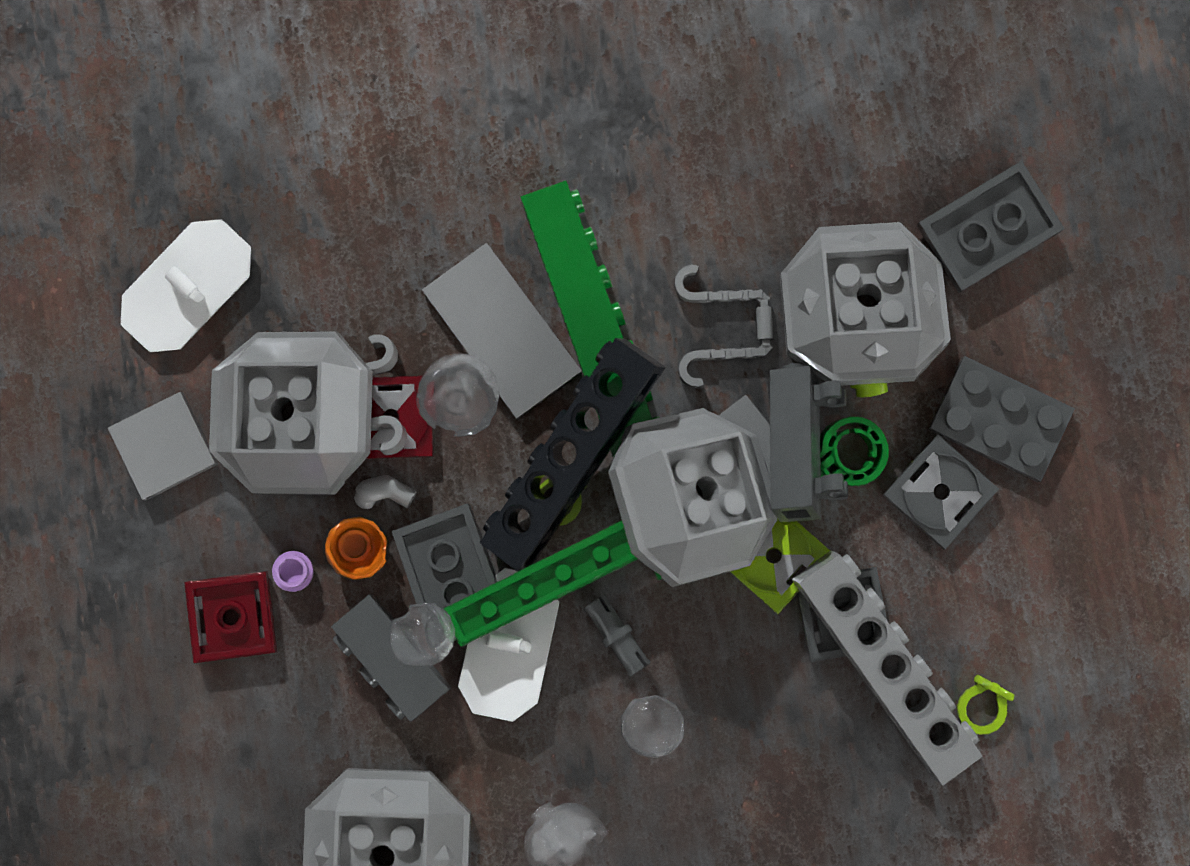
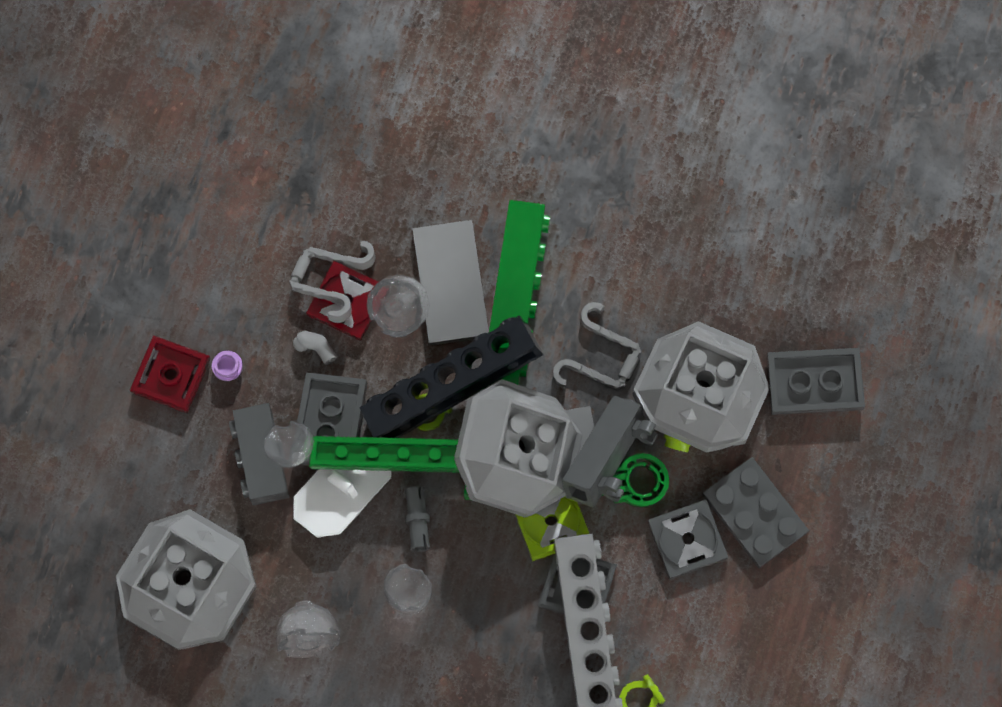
camera: 25 degrees right, 10 degrees down
(162, 446) = (188, 242): light grey tile -> none
(185, 285) = (260, 148): white shield -> none
(329, 421) = (286, 289): light grey piece -> none
(356, 548) = (276, 370): orange hair -> none

